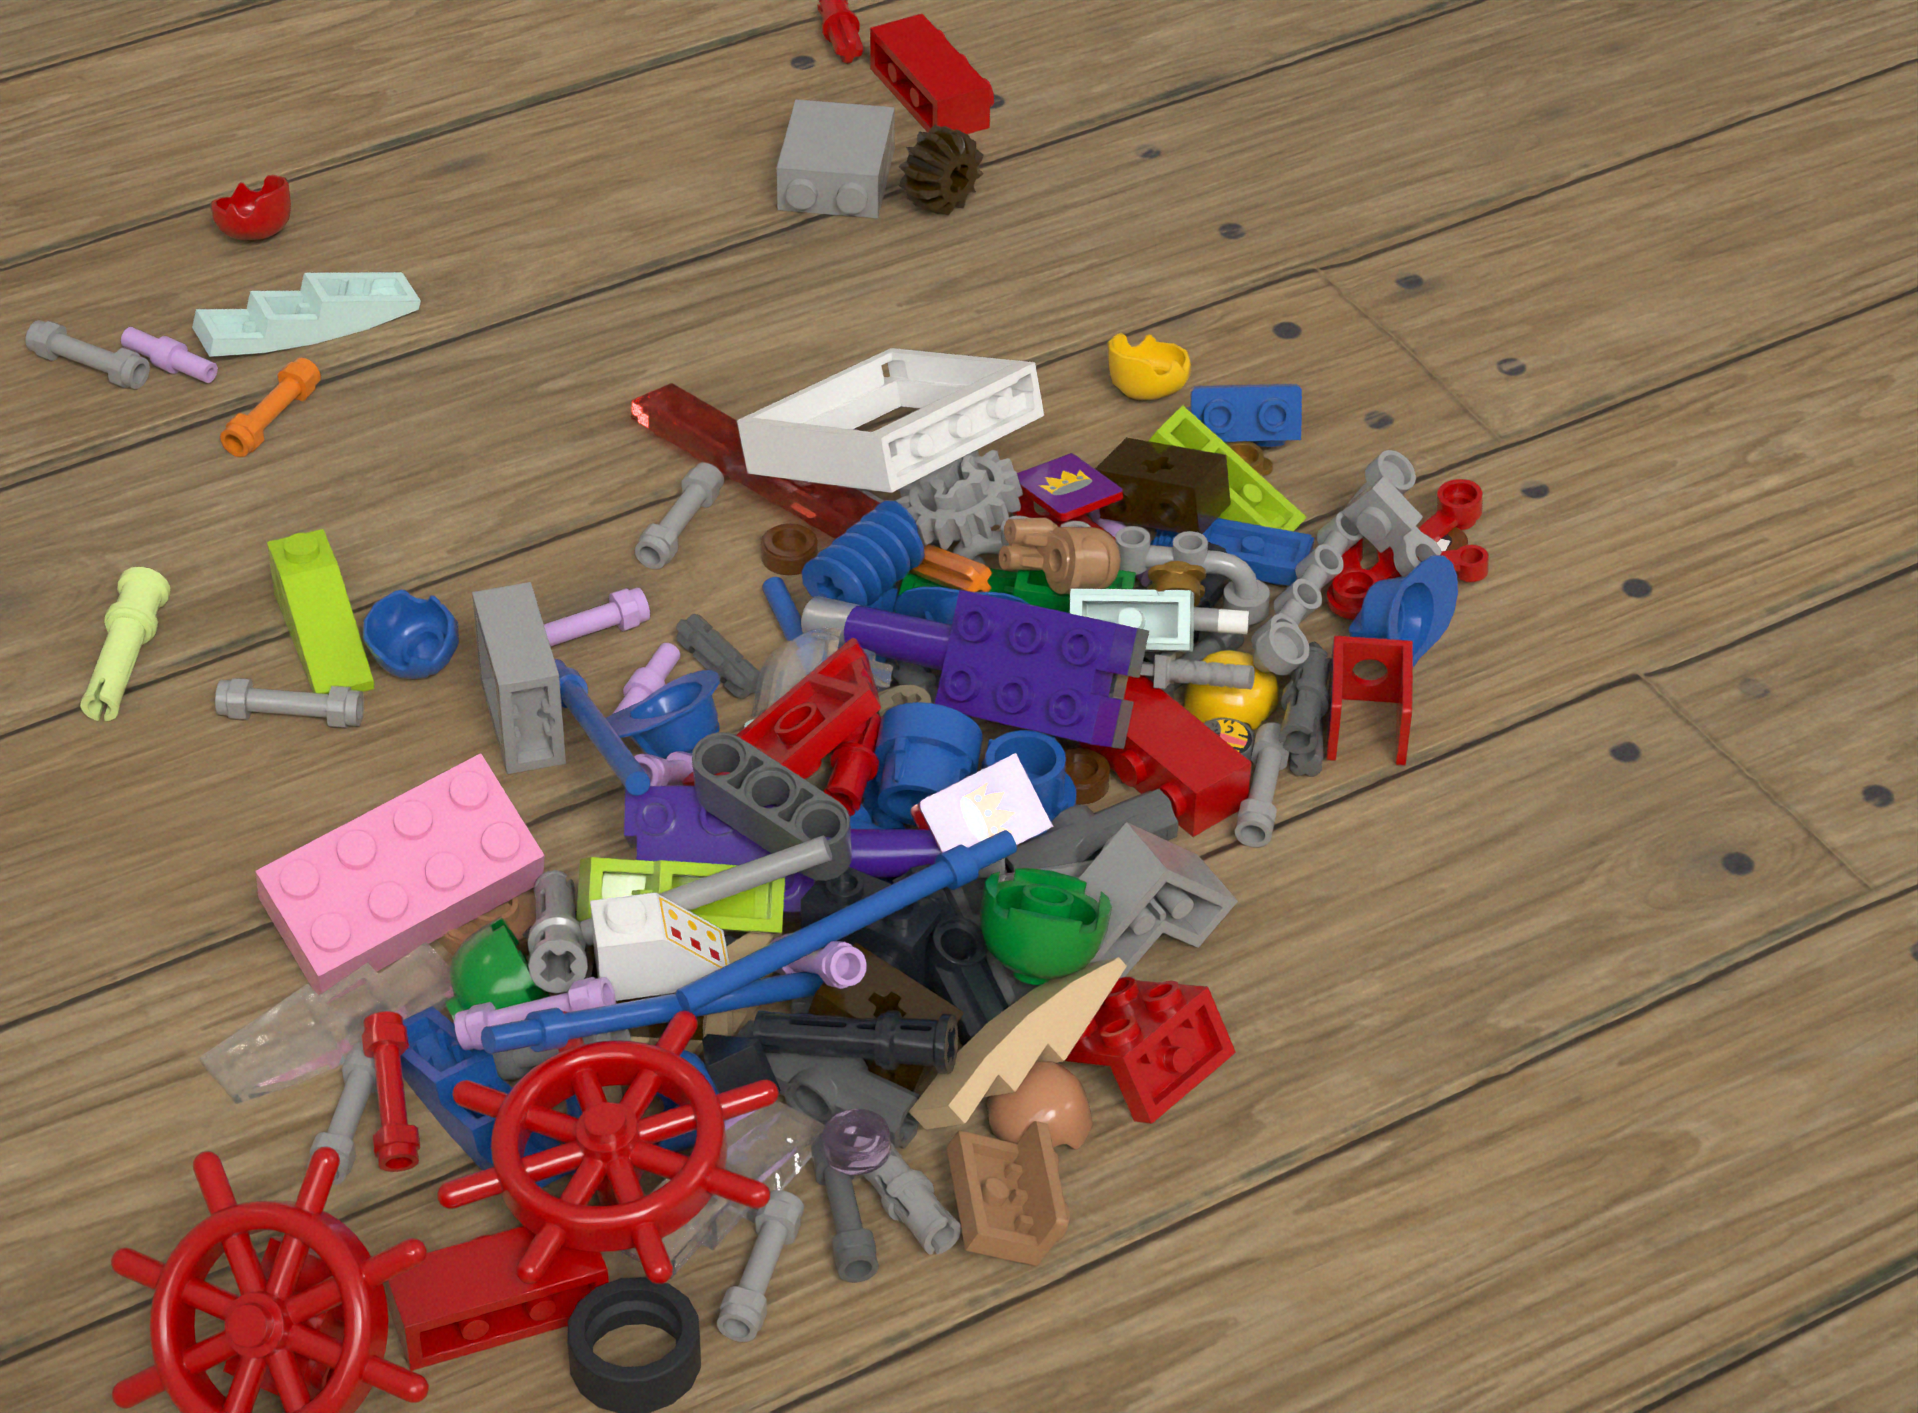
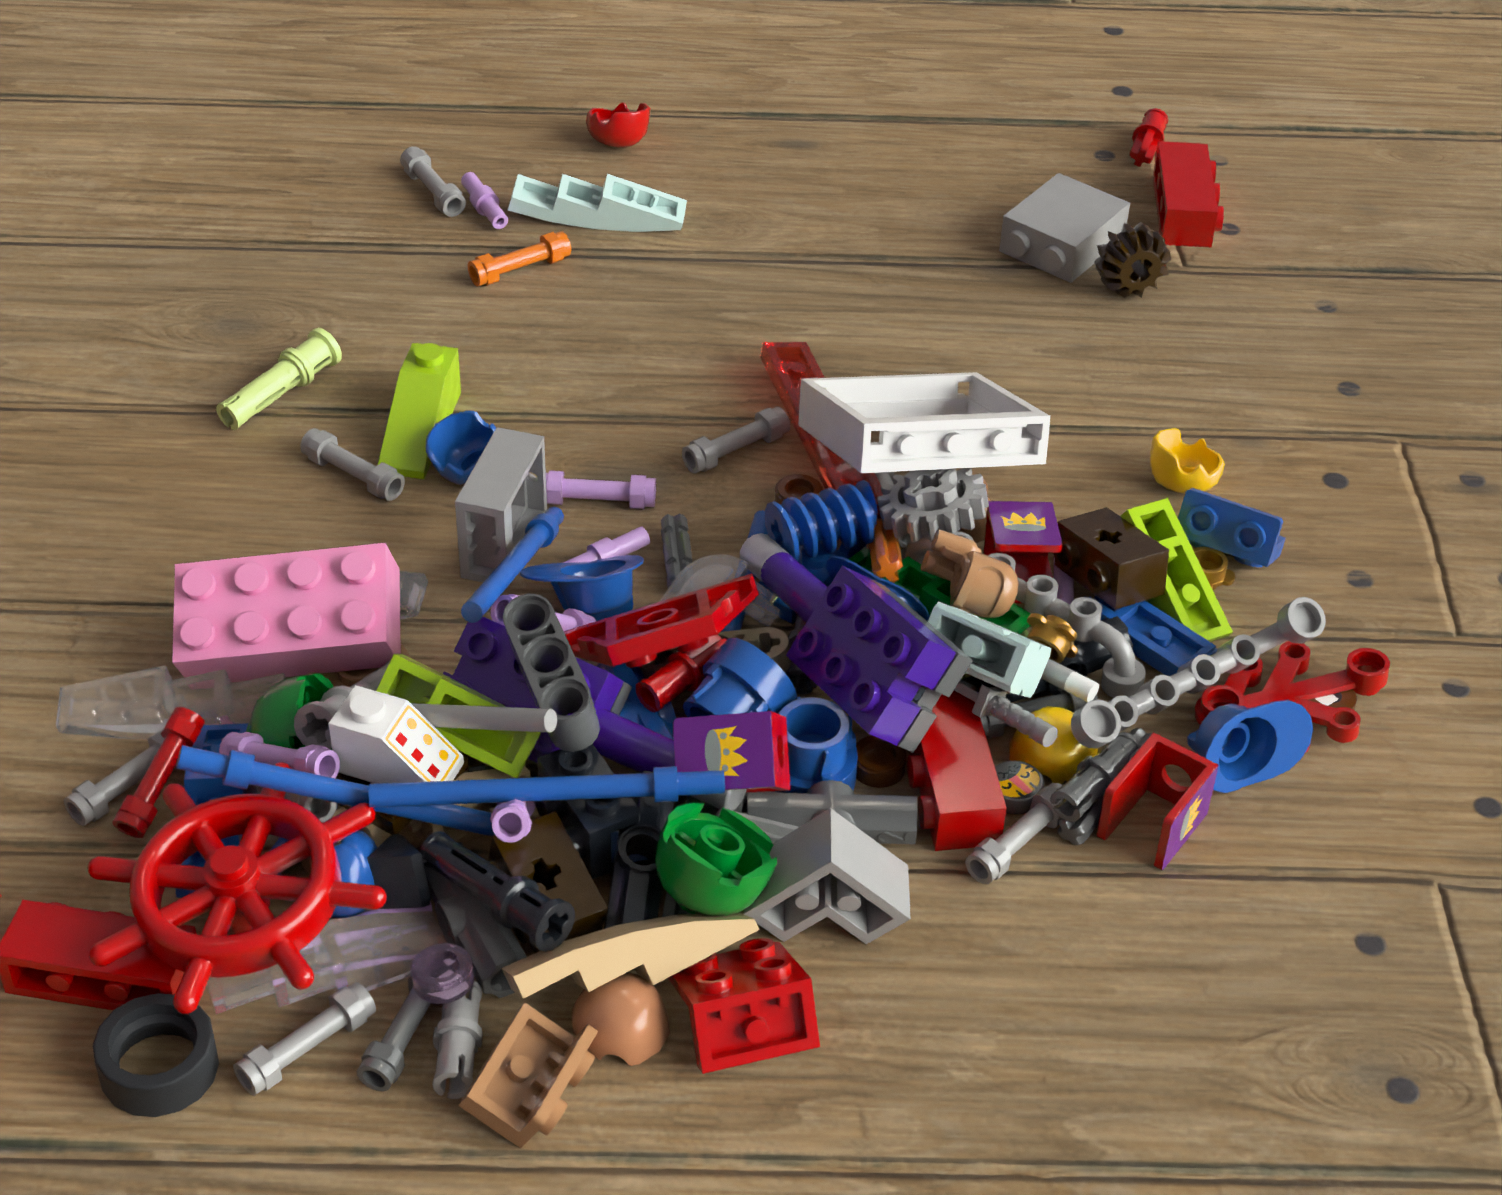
camera: 30 degrees right, 0 degrees up
(1391, 521) = (1277, 659): light grey plate -> none

